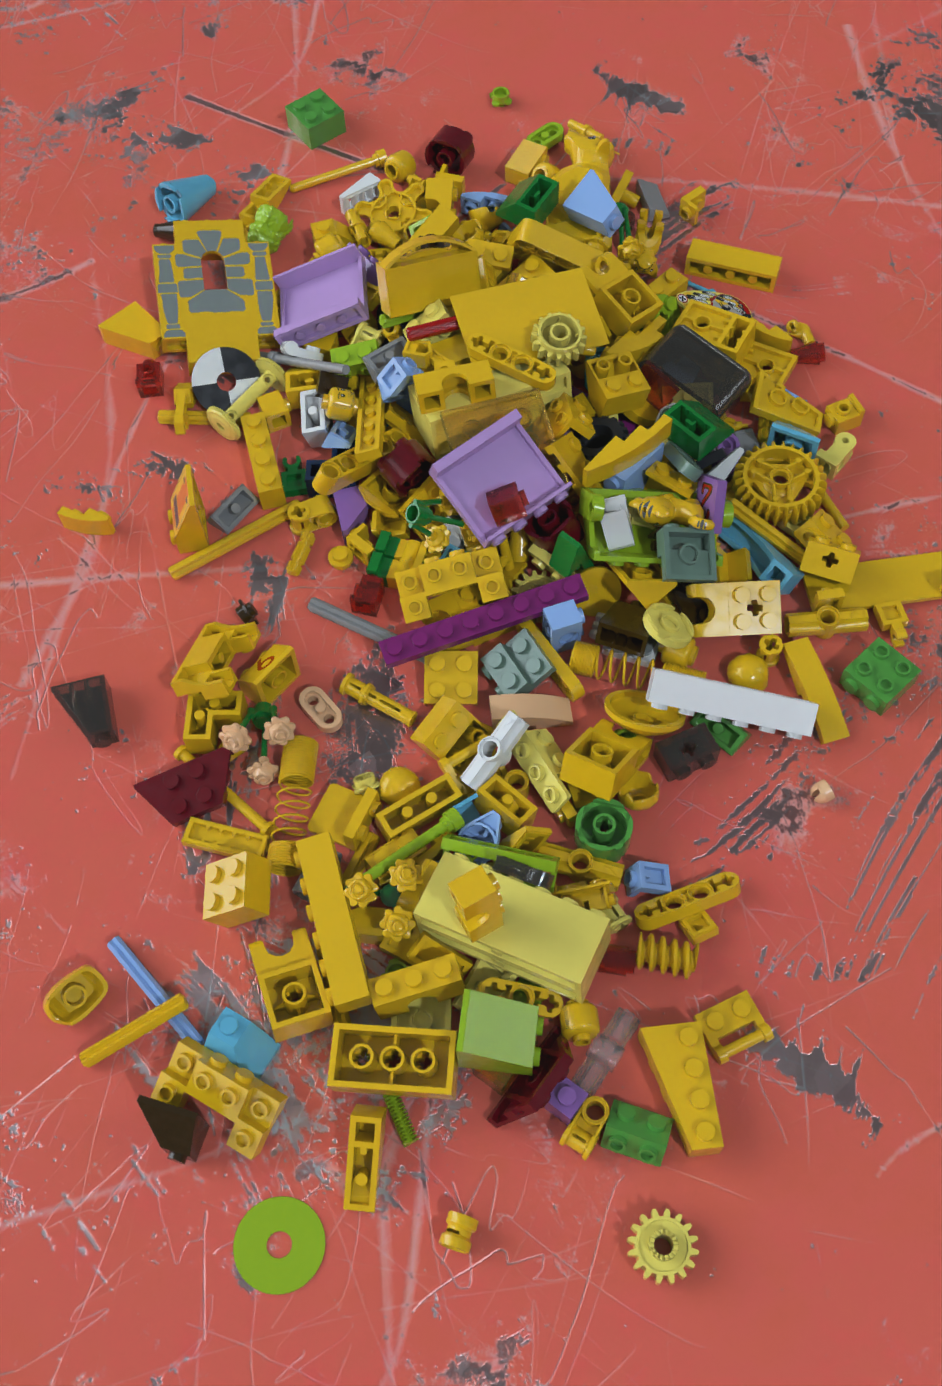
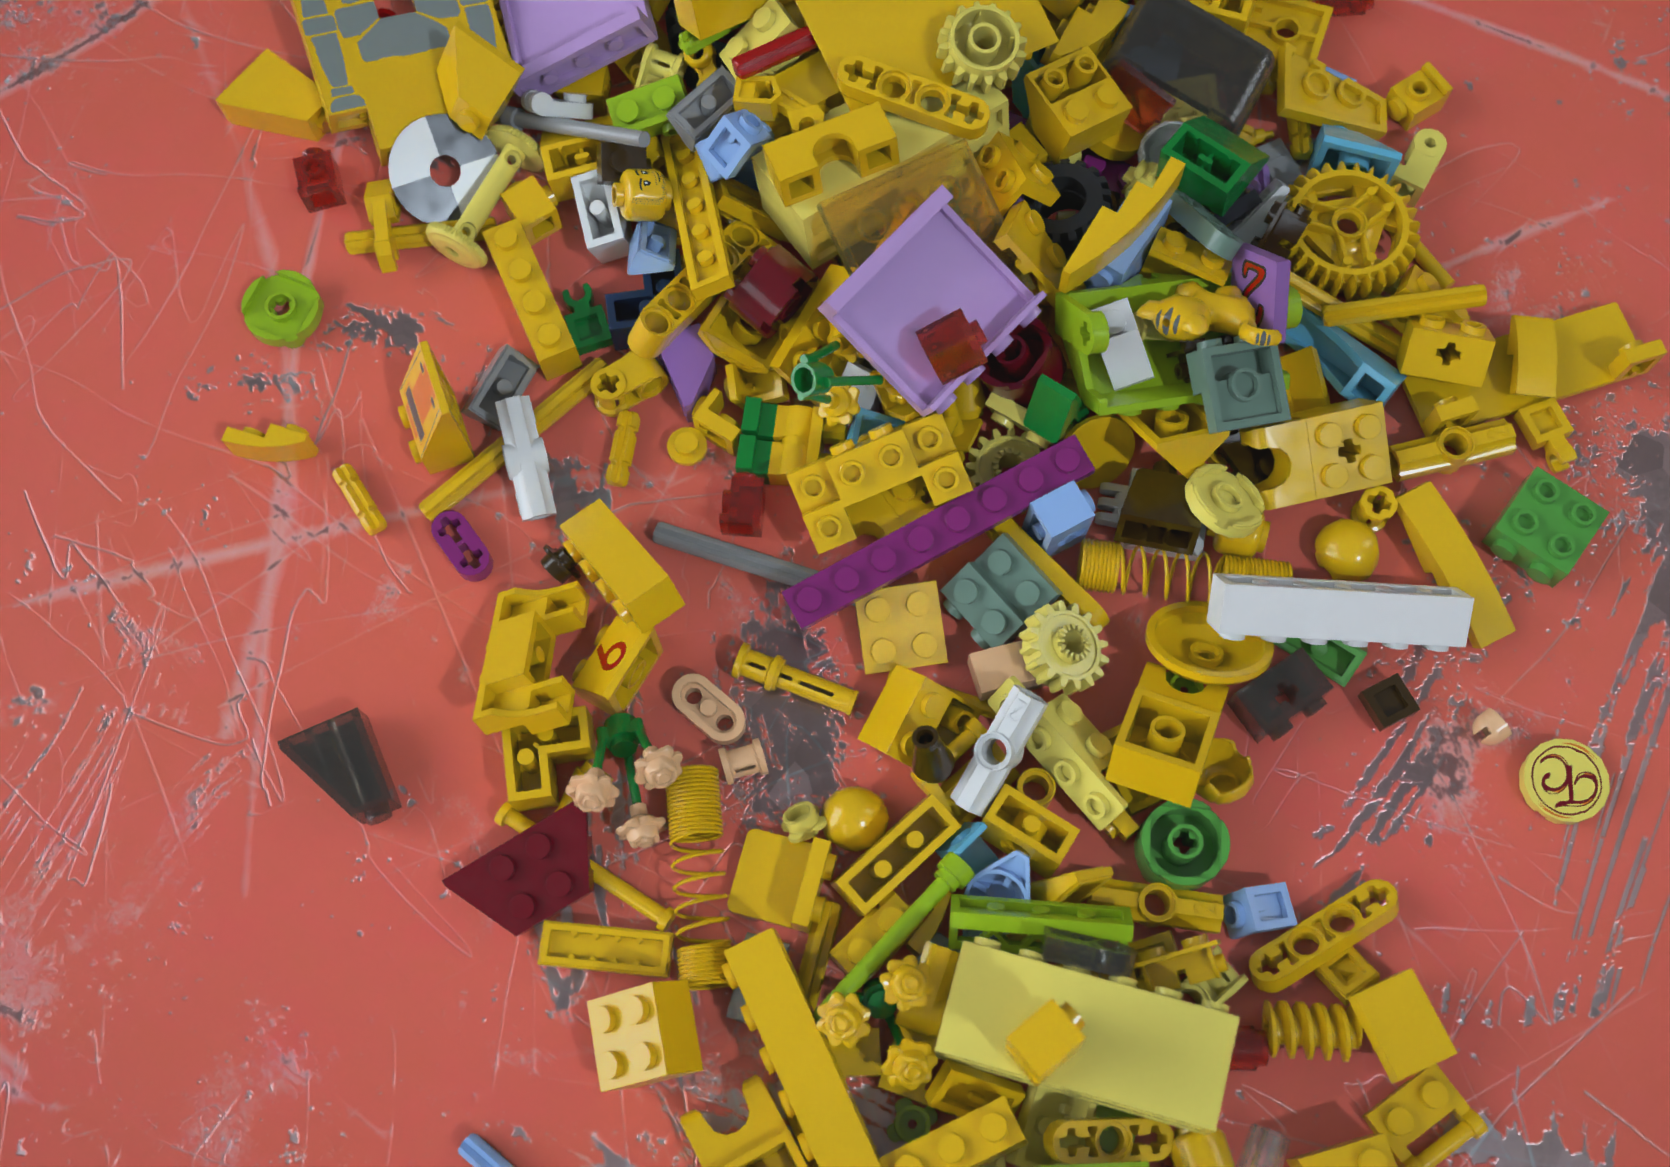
camera: 10 degrees left, 10 degrees up
(117, 457) = (286, 329): none -> lime plate
(133, 561) = (359, 499): none -> yellow axle
(185, 597) = (454, 551): none -> magenta beam
(238, 548) = (525, 458): none -> white piece
(254, 329) = (476, 80): none -> yellow slope
(281, 613) = (621, 566): none -> yellow brick
(335, 742) = (743, 761): none -> light nougat bush
(450, 747) = (931, 756): none -> dark brown cone
(549, 700) = (1063, 648): none -> light yellow gear
(725, 957) = (1402, 1025): none -> yellow slope
(736, 469) = (1284, 223): none -> dark brown hinge
(757, 767) = (1388, 702): none -> dark brown plate
(806, 528) = (1404, 305): none -> yellow axle
(865, 832) = (1564, 781): none -> light yellow tile
(888, 572) = (1534, 356): none -> yellow slope

